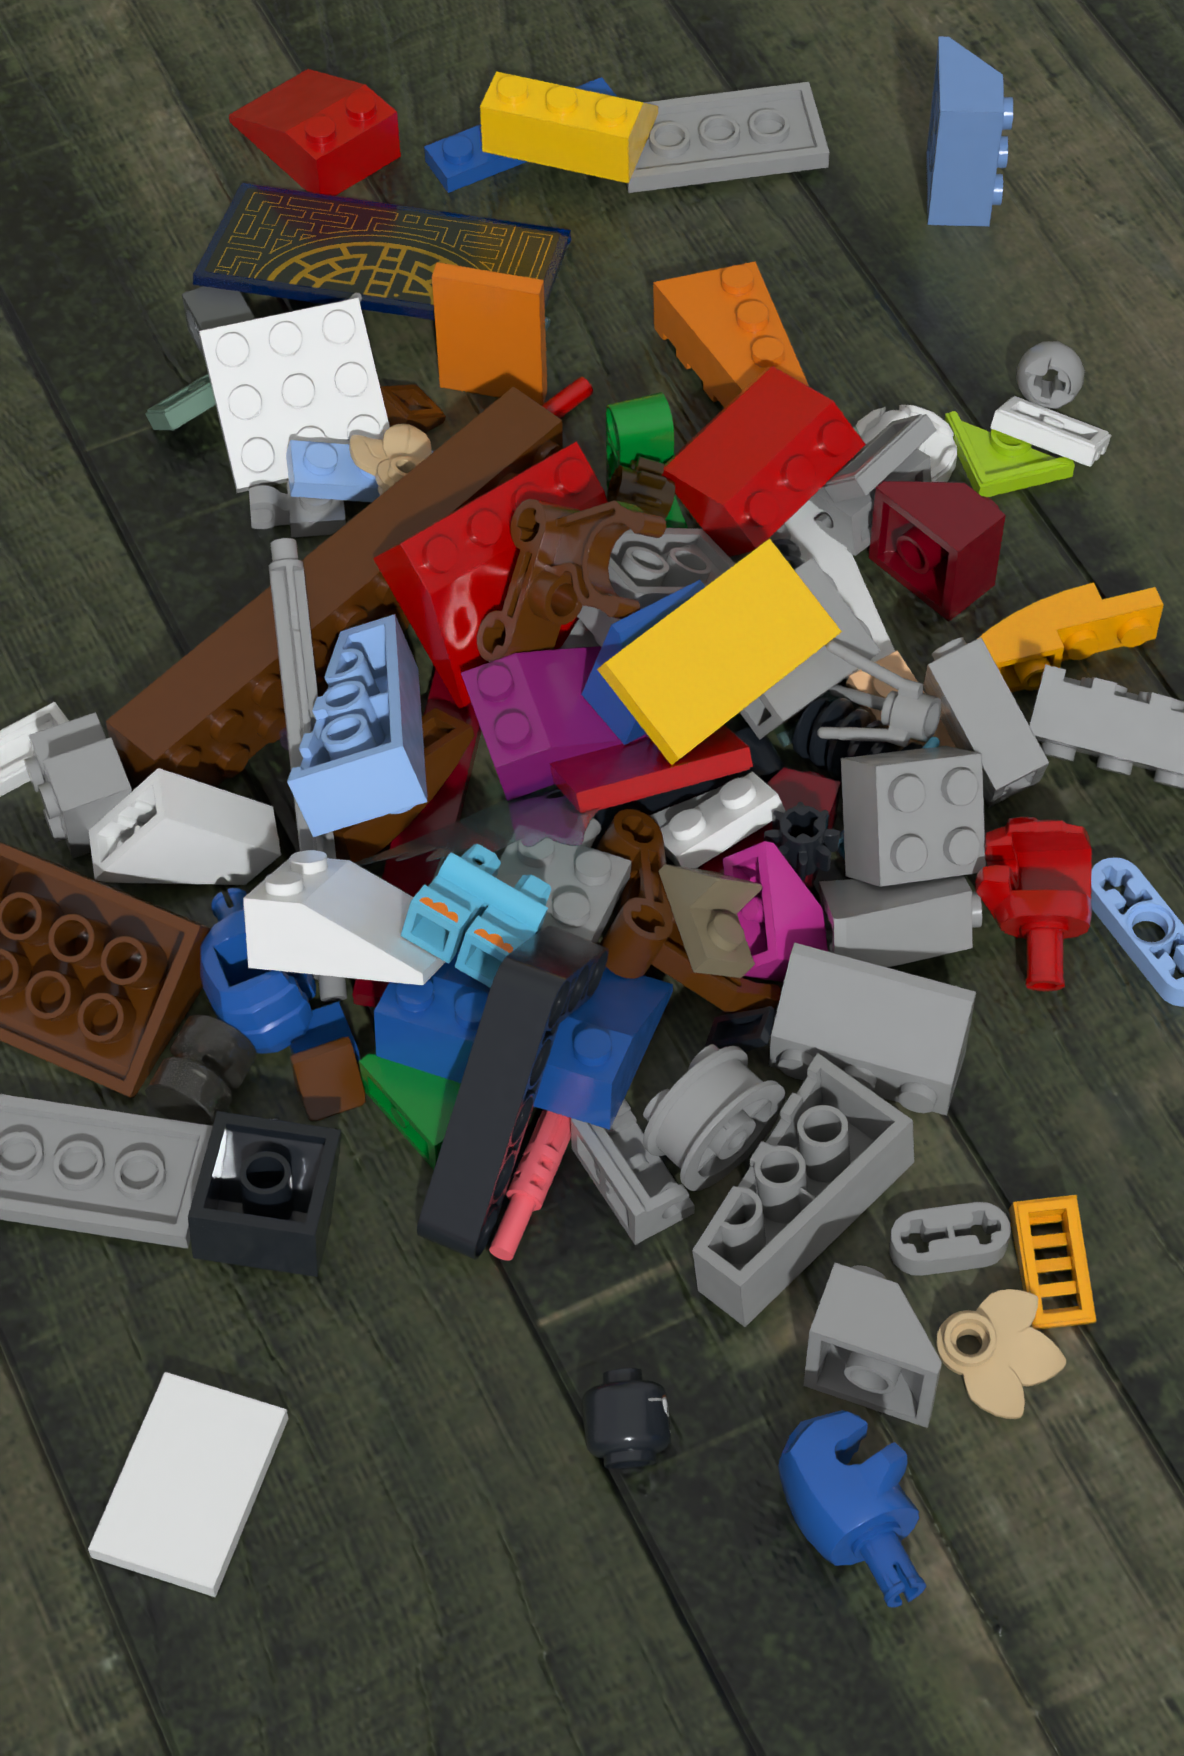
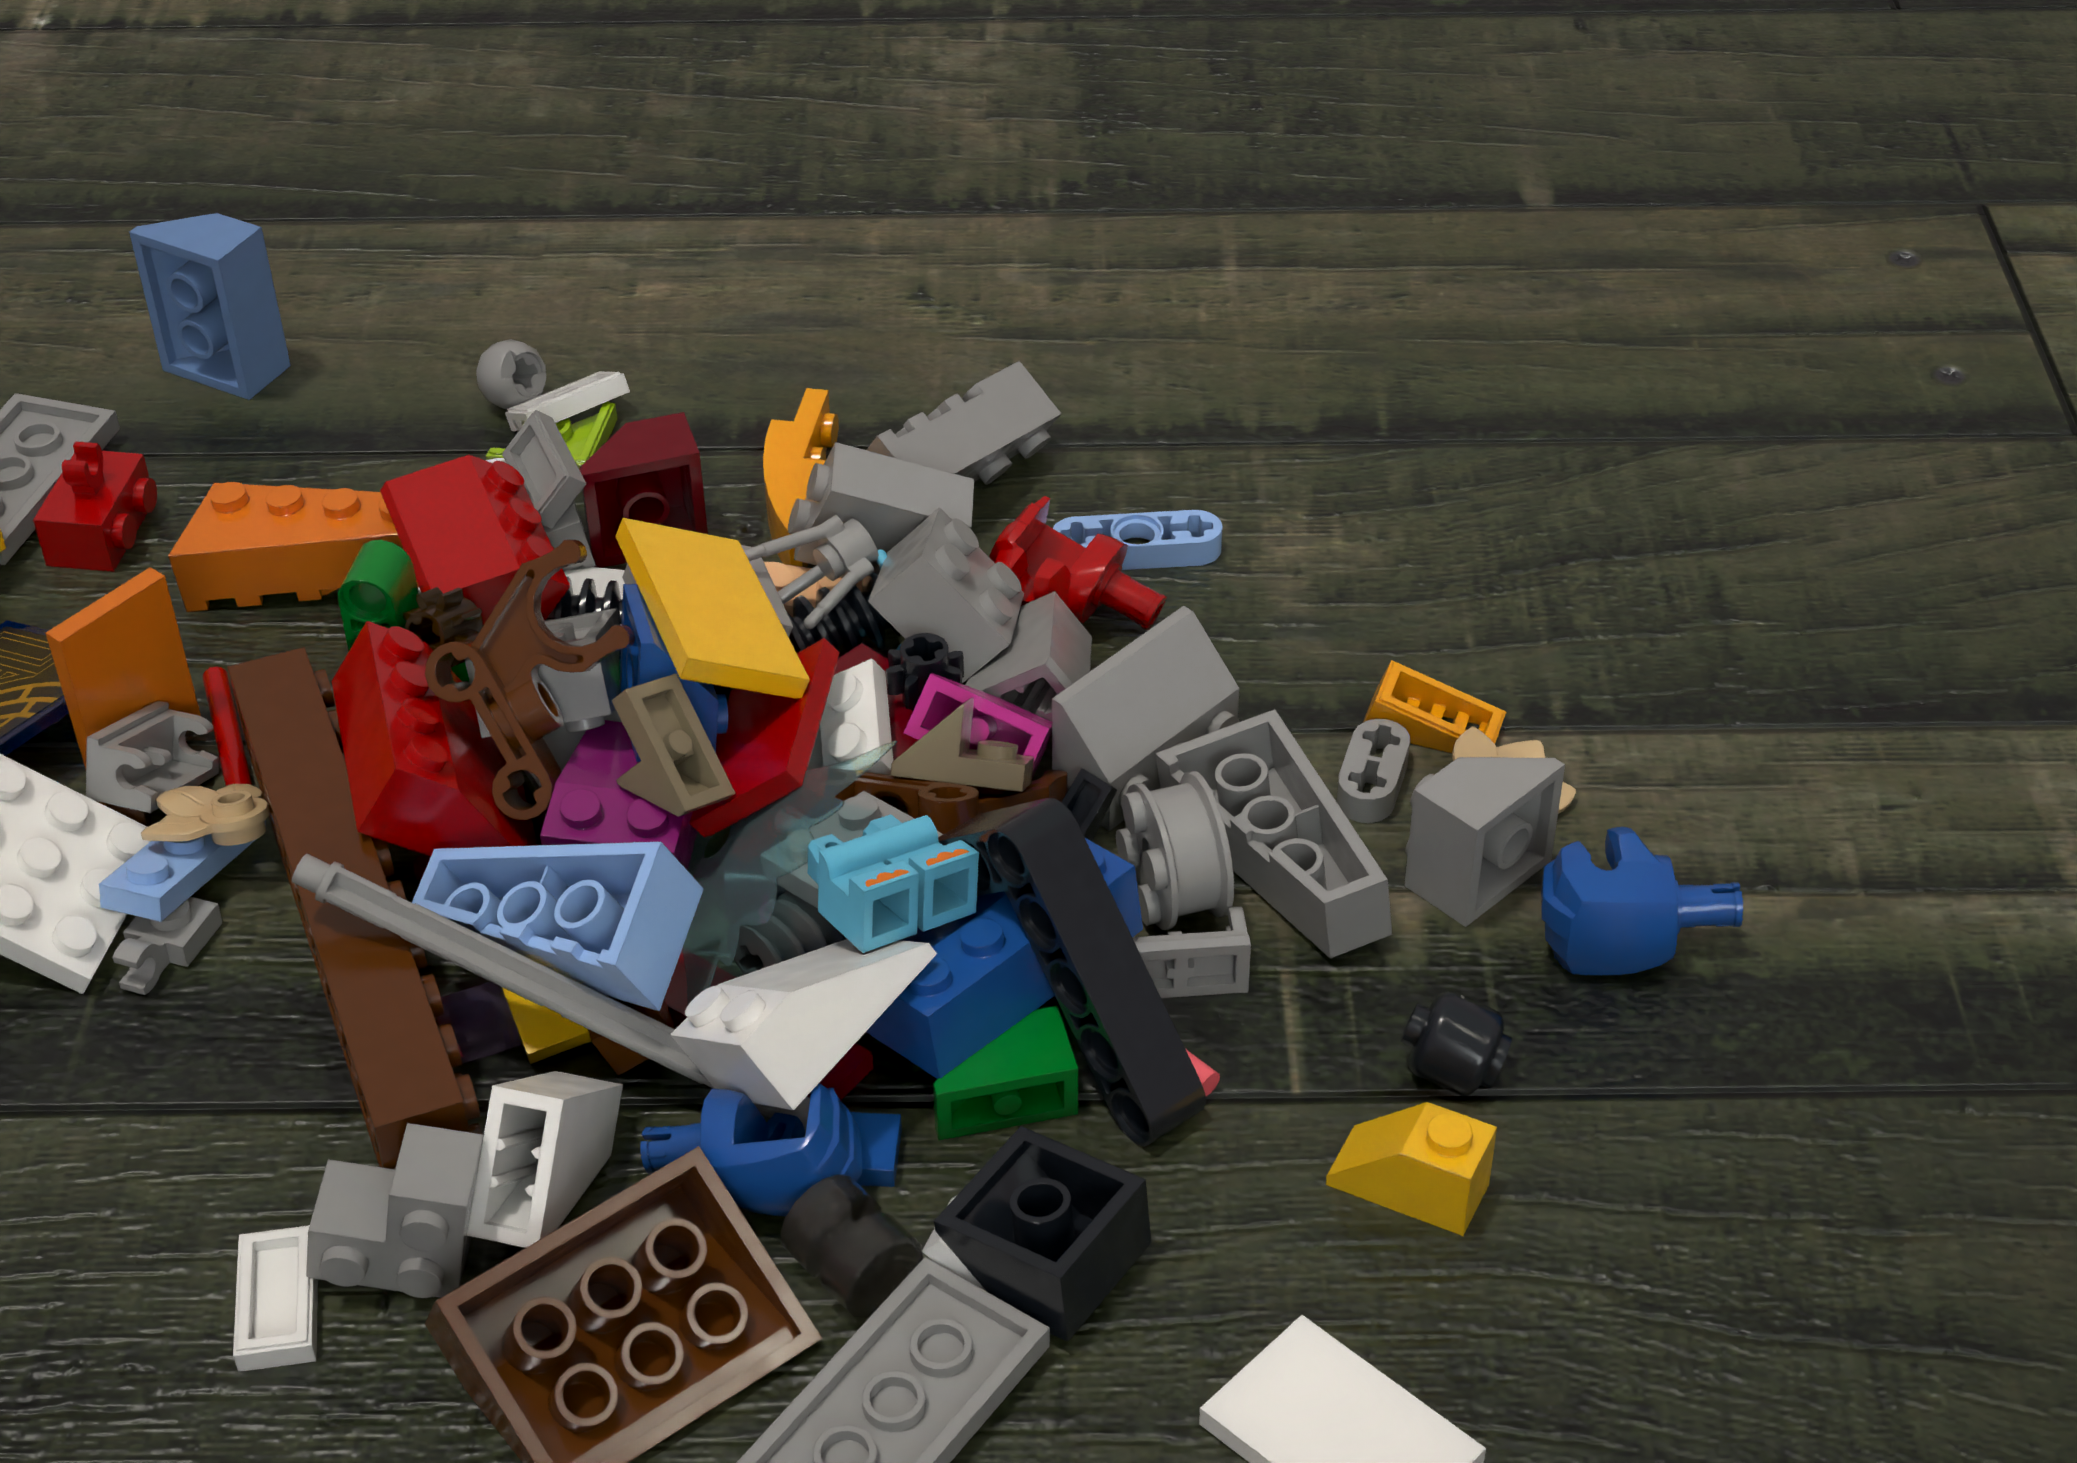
camera: 65 degrees left, 15 degrees down
(328, 1079) = (921, 1151): reddish brown slope -> none
(442, 391) = (145, 757): none -> light grey hinge
(477, 1441) = (1419, 1164): none -> yellow slope
(560, 707) = (675, 753): none -> dark tan slope
(710, 207) = (95, 508): none -> red brick

